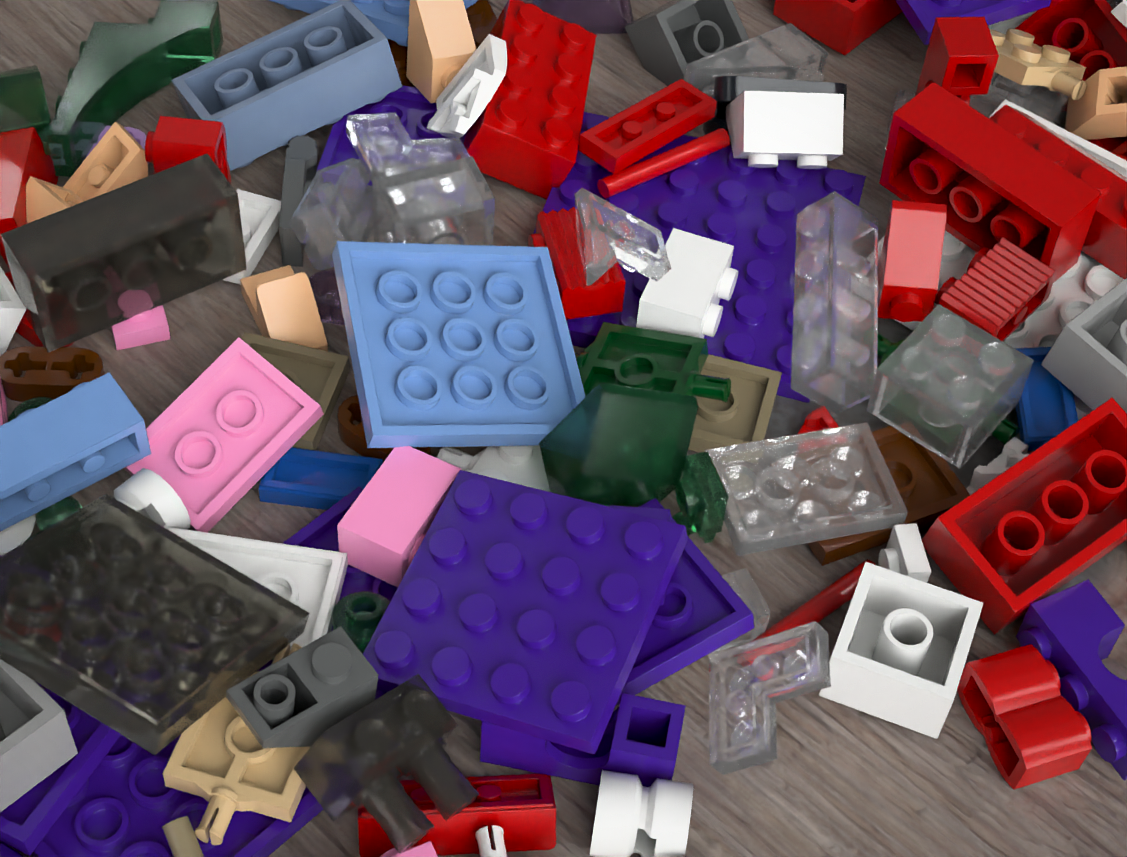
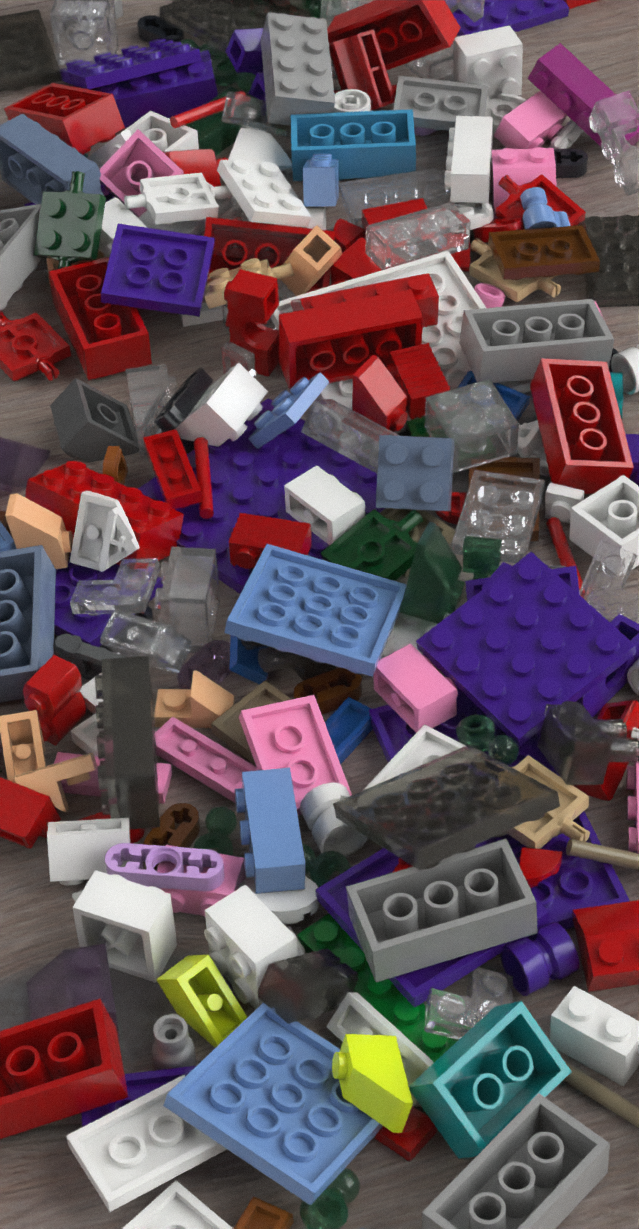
camera: 55 degrees left, 5 degrees down
(135, 797) = (539, 864): none -> red tile
(191, 345) = (201, 757): none -> bright pink plate
(305, 692) = (536, 744): dark grey slope -> none
(612, 236) = (292, 511): clear slope -> none
(630, 83) = (115, 464): none -> dark orange tile
(789, 350) = (415, 473): none -> sand blue brick
(801, 180) = (287, 409): none -> medium blue plate

